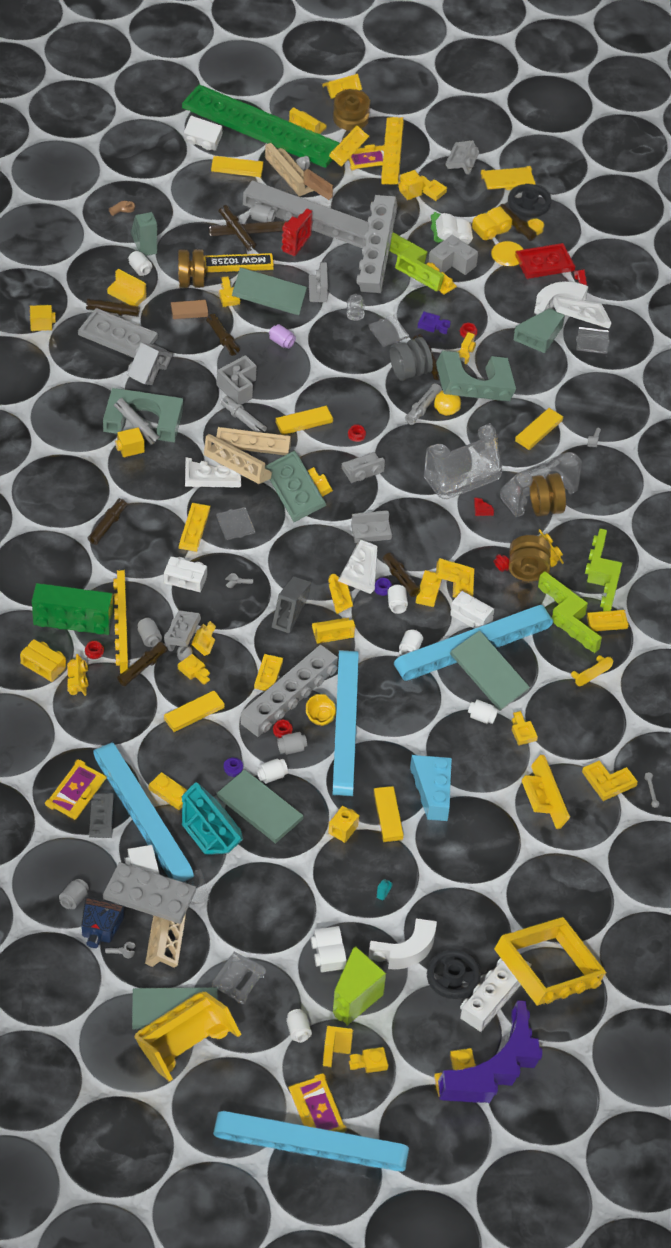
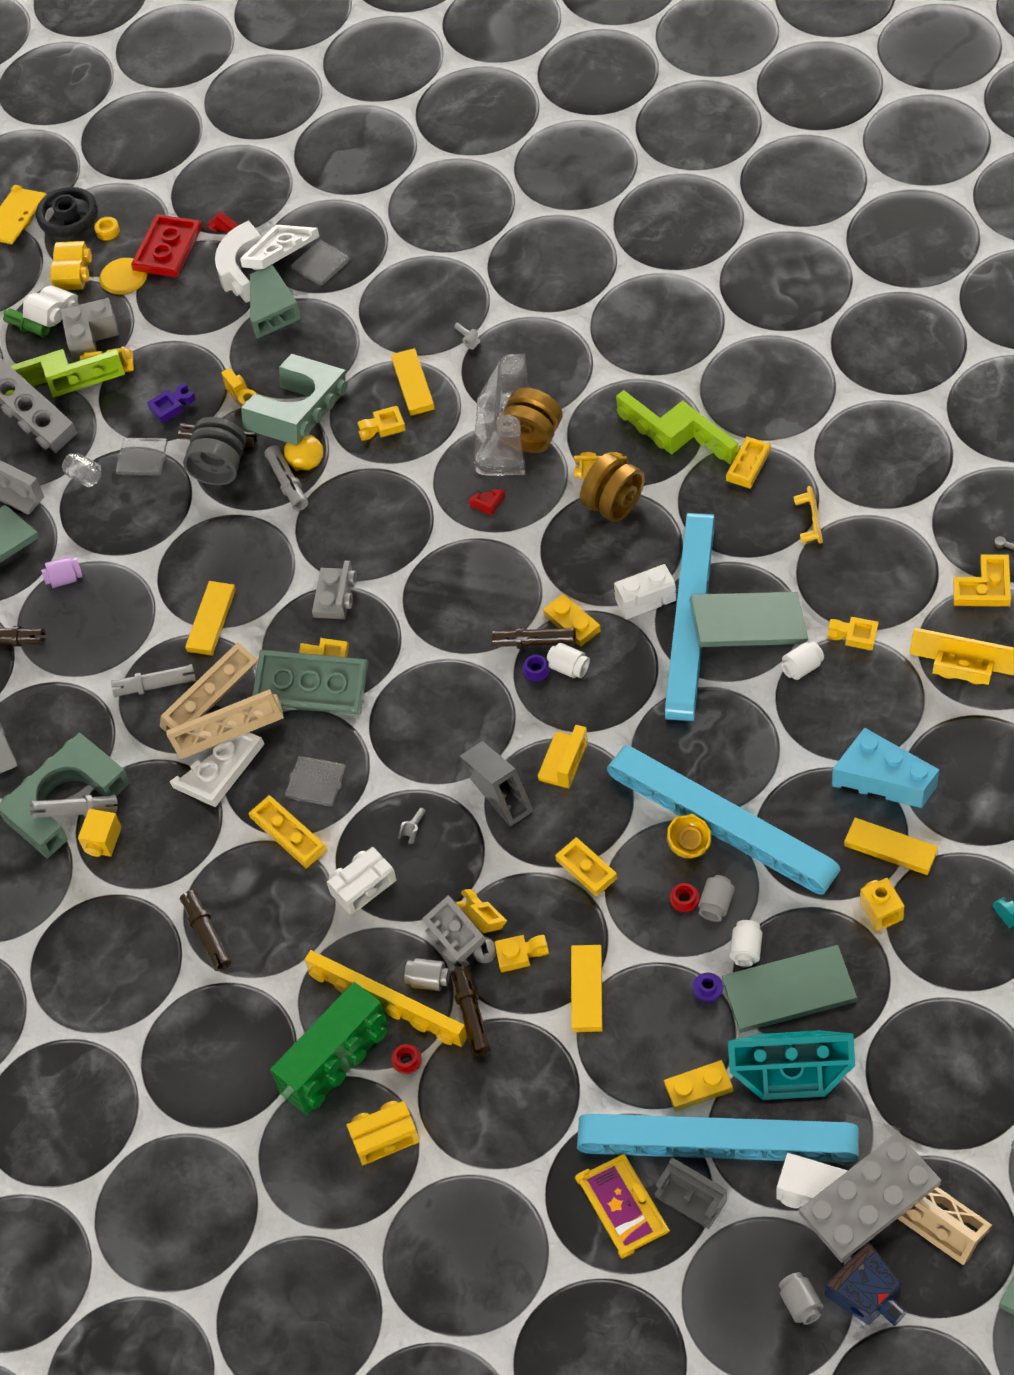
camera: 45 degrees left, 5 degrees up
(77, 670) = (447, 1107): yellow hinge -> none
(127, 954) = (926, 1283): light grey hand -> none
(237, 379) = (93, 658): light grey brick -> none
(289, 691) = (647, 922): light grey brick -> none
(340, 594) = (516, 720): yellow hinge -> none
(356, 433) = (275, 566): red plate -> none
(361, 567) = (493, 675): white wing -> none
(371, 526) = (434, 632): light grey bracket -> none
(410, 642) = (647, 683): white brick -> none
(460, 575) = (581, 575): yellow plate -> none
(464, 468) = (420, 503): clear windscreen -> none
(468, 327) = (210, 374): red plate -> none
(502, 430) = (384, 421): none -> yellow plate
(502, 563) = (590, 523): red plate -> none
(520, 225) = (95, 240): dark brown pin -> none
(569, 612) = (711, 492): lime bracket -> none

